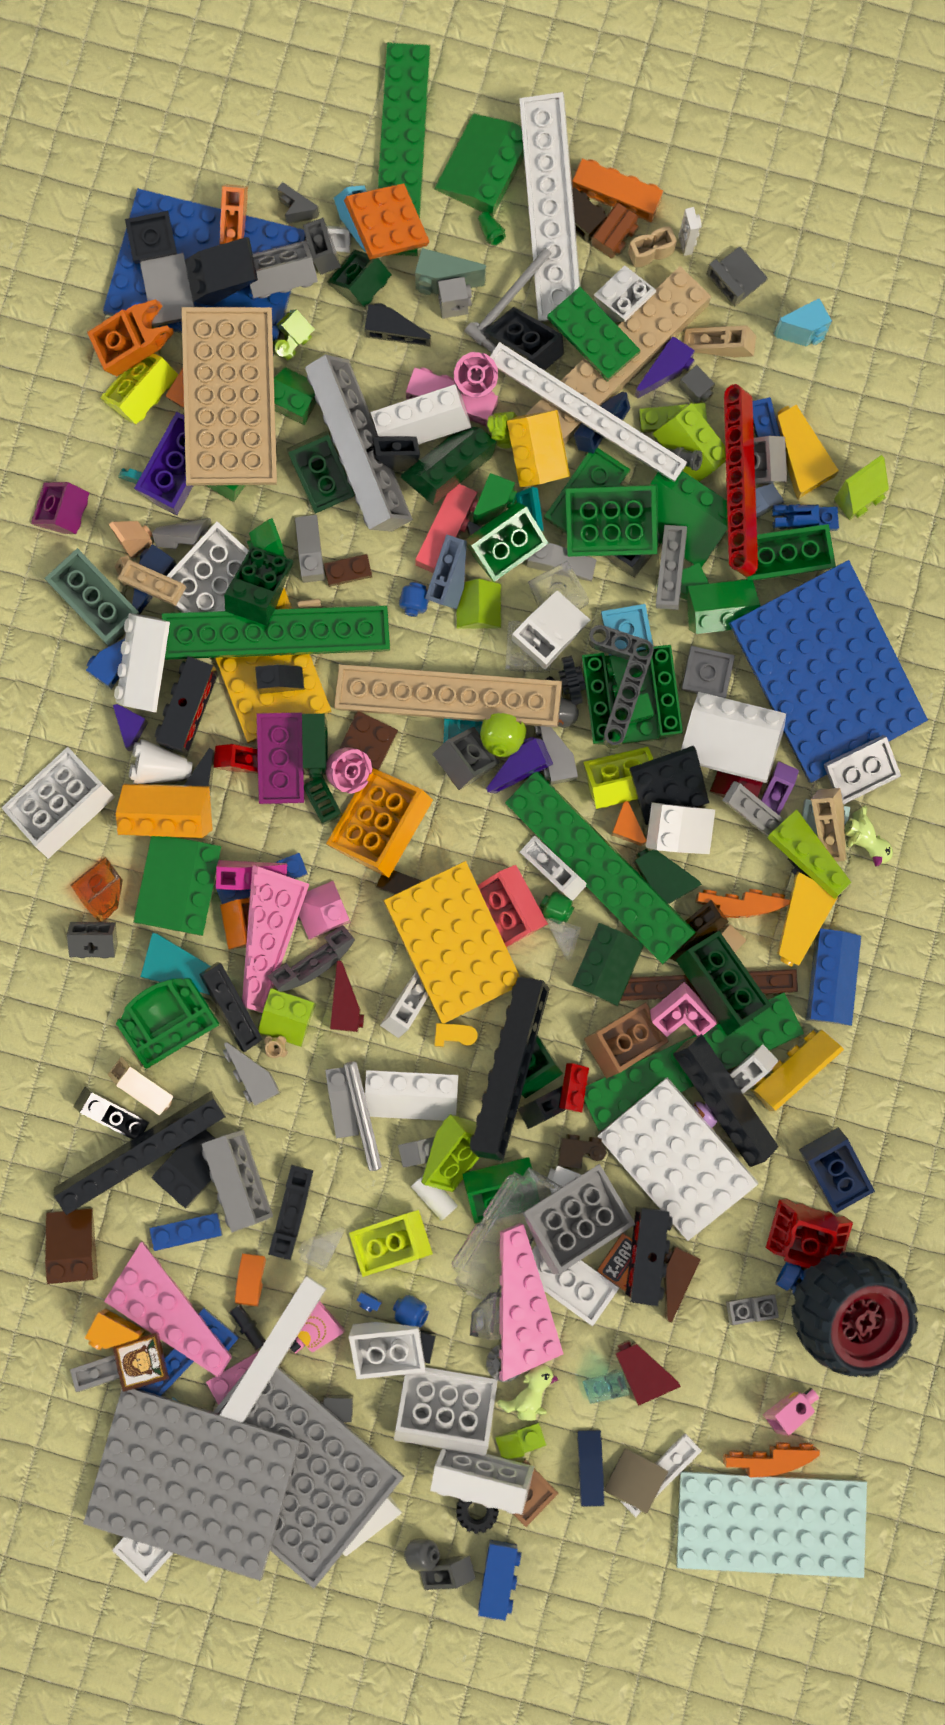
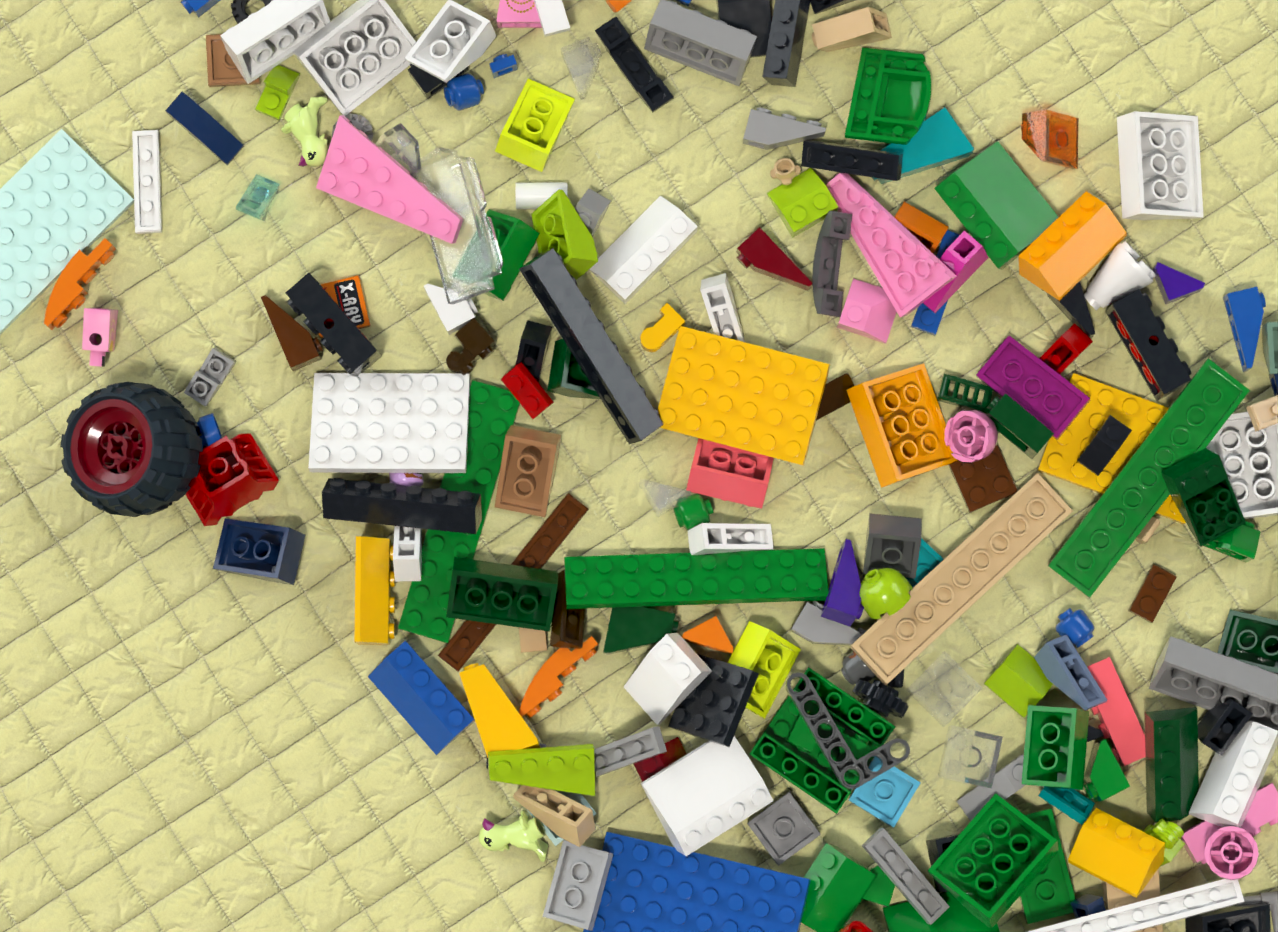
camera: 135 degrees right, 0 degrees up
(92, 939) = (1013, 94): dark grey brick -> none
(142, 662) = (1221, 337): white slope -> none
(309, 548) = (1201, 576): light grey slope -> none
(341, 1103) = (689, 187): light grey slope -> none
(362, 1115) = (662, 191): light grey axle -> none
(550, 629) = (941, 715): white slope -> none
(577, 1220) = (415, 292): light grey slope -> none
(577, 1288) = (370, 247): white plate -> none
(608, 964) = (605, 510): dark green slope -> none
(635, 1481) = (161, 155): dark tan slope -> none
(643, 1373) = (240, 240): dark red slope -> none
(680, 1008) = (512, 541): bright pink brick -> none
(779, 787) = (626, 797): medium lavender slope -> none

